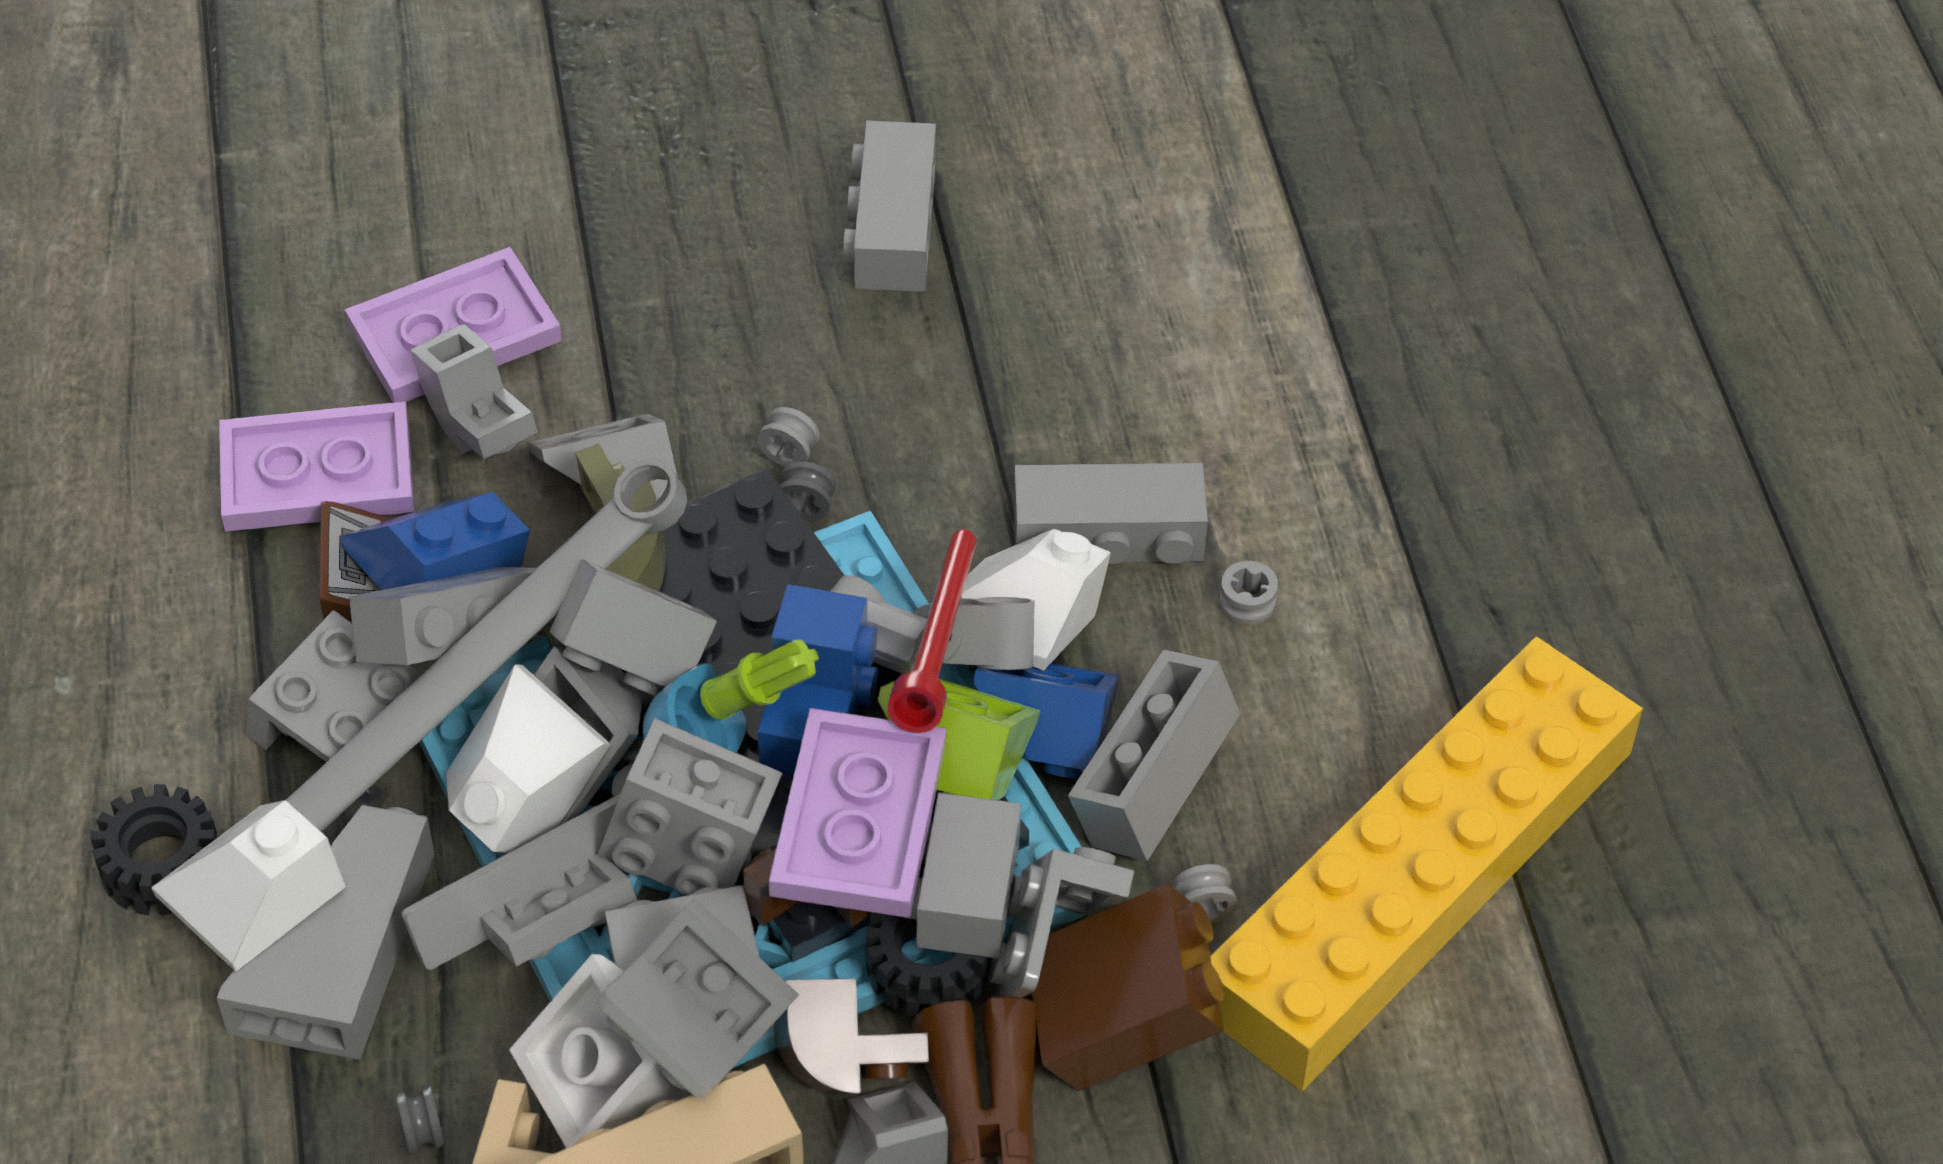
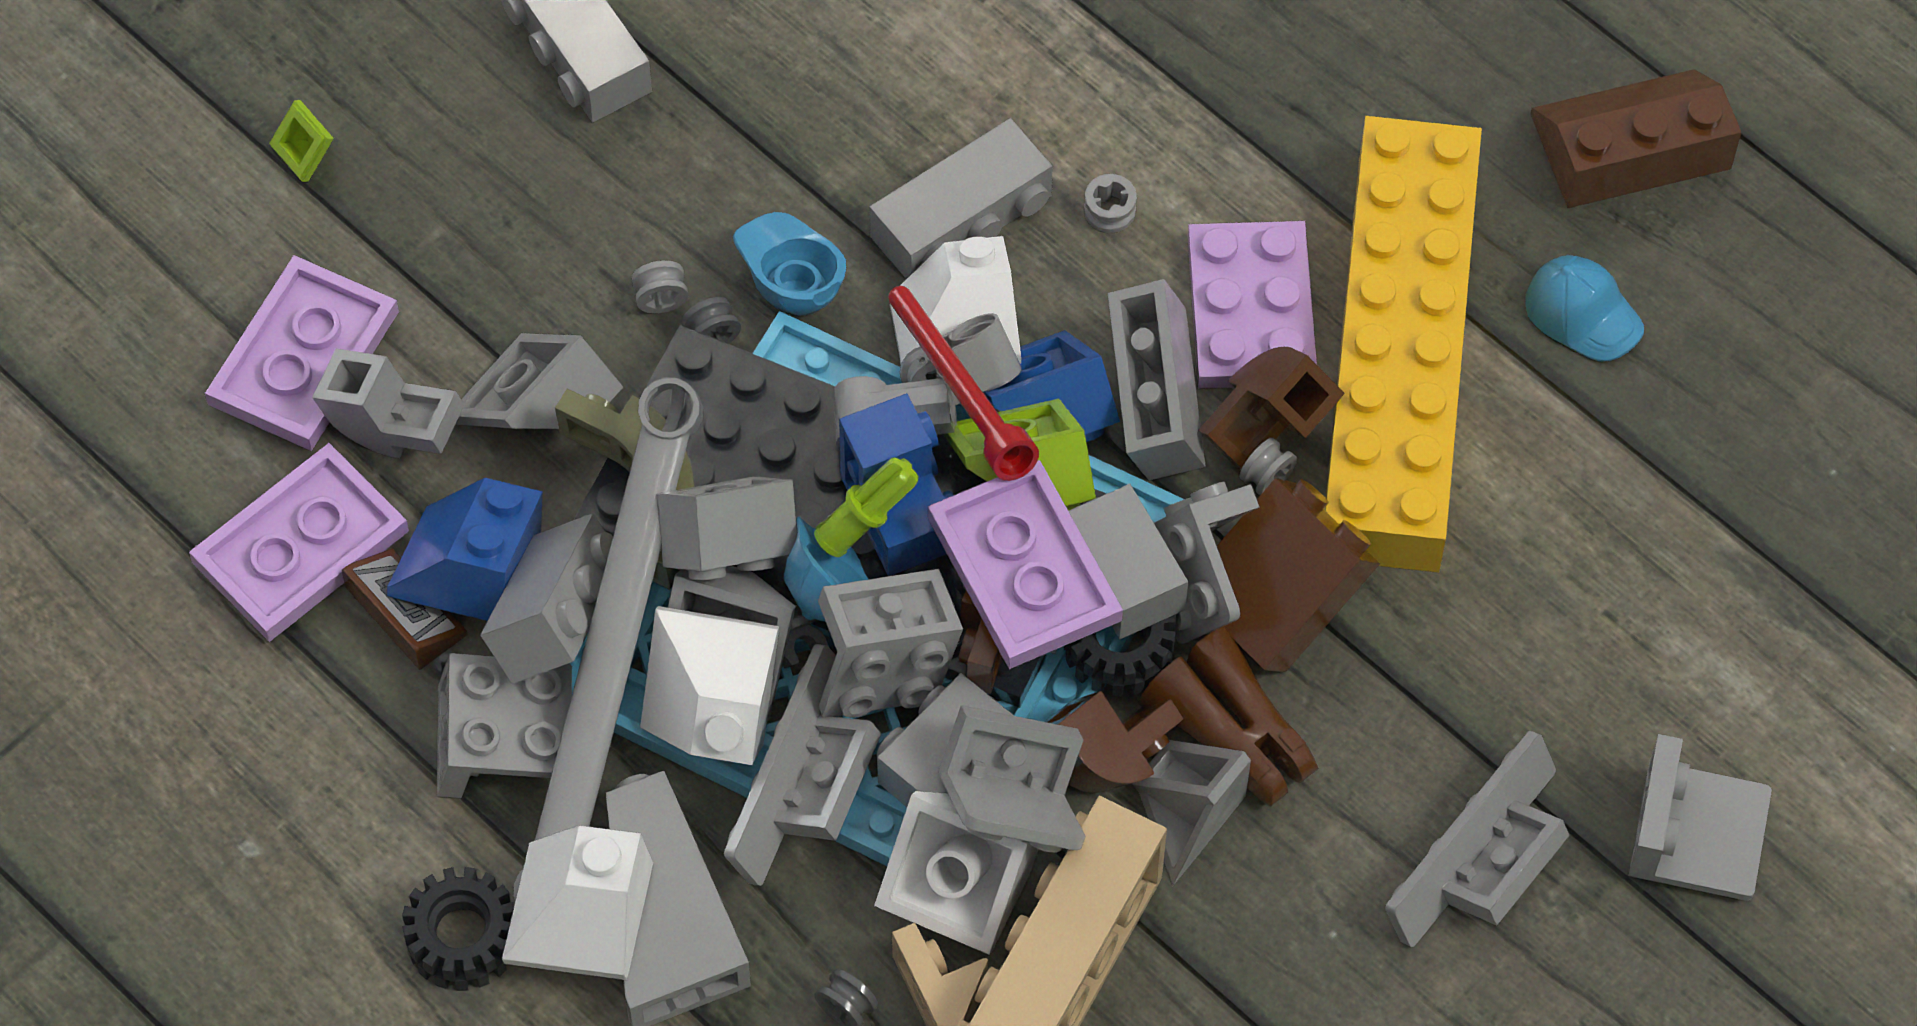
camera: 35 degrees left, 10 degrees up
(601, 171) = (301, 141): none -> lime slope
(911, 478) = (791, 263): none -> dark azure piece
(1248, 832) = (1270, 394): none -> reddish brown brick
(1310, 751) = (1248, 294): none -> lavender plate
(1636, 936) = (1583, 308): none -> dark azure piece
(1809, 816) = (1638, 136): none -> reddish brown slope

